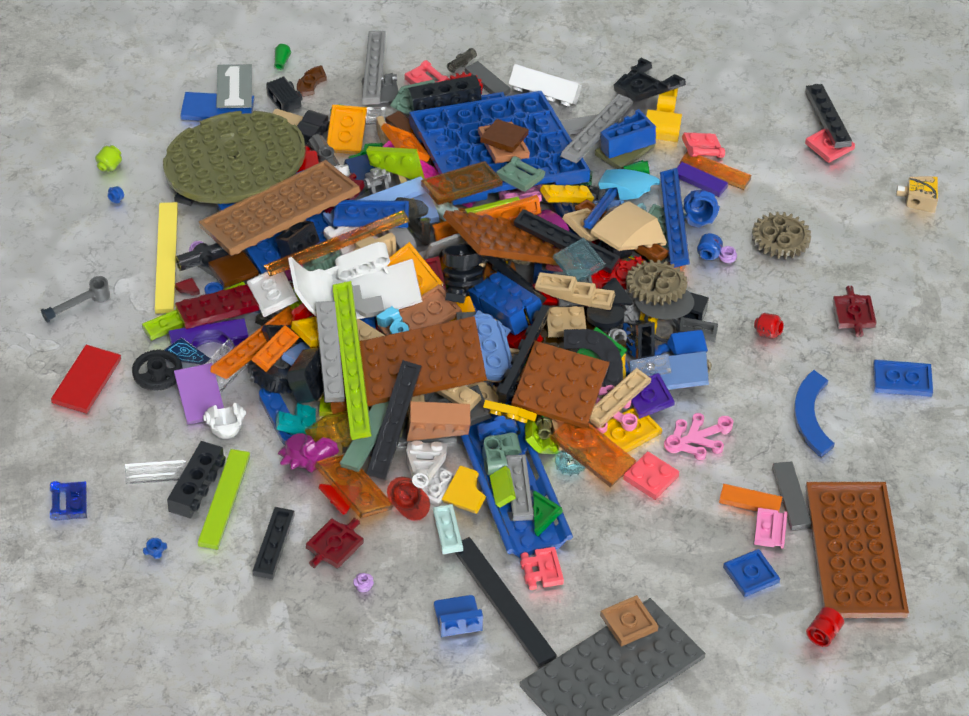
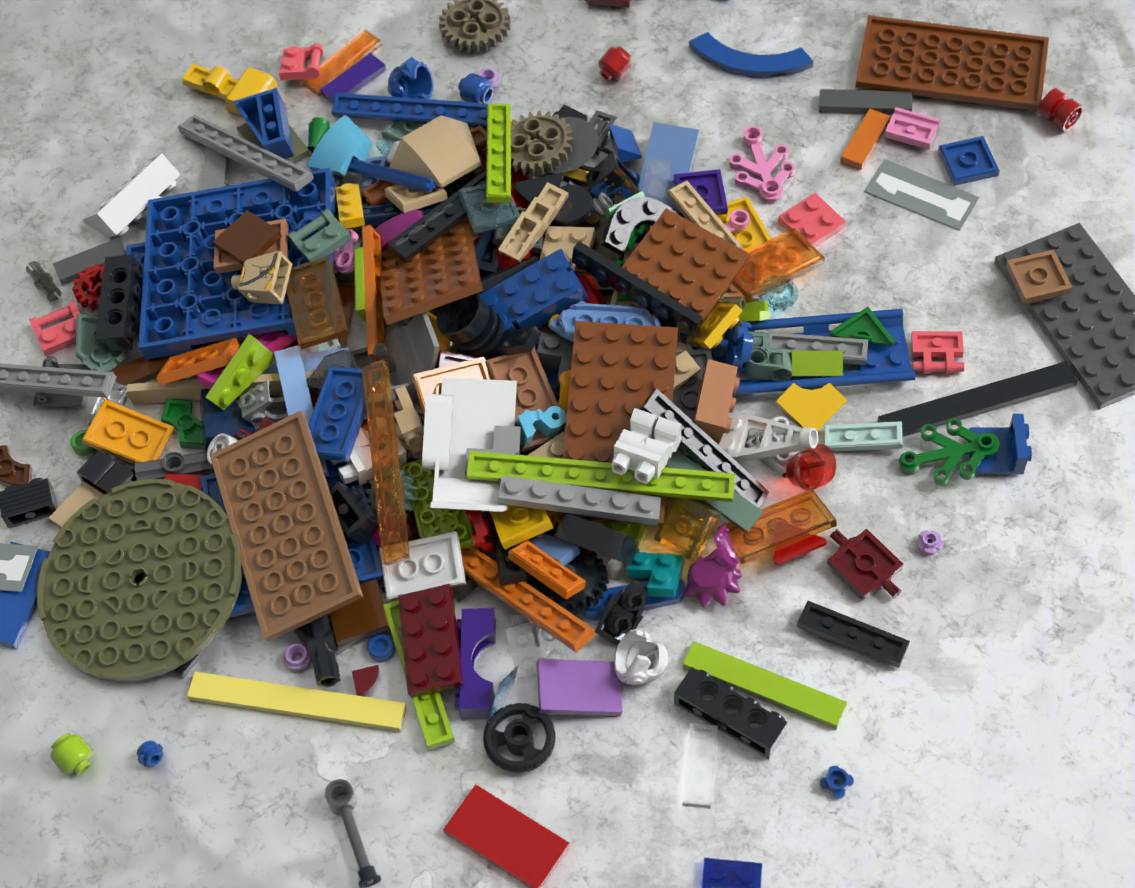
camera: 70 degrees left, 10 degrees up
(260, 407) = (622, 612): none -> black connector
(372, 371) = (640, 451): none -> white hips
(454, 601) = (951, 451): none -> green plant
(471, 151) = (264, 278): none -> tan torso
(630, 255) = (498, 153): none -> lime tile
(641, 86) = (173, 101): black wing -> none
(706, 546) = (922, 194): none -> light grey sticker

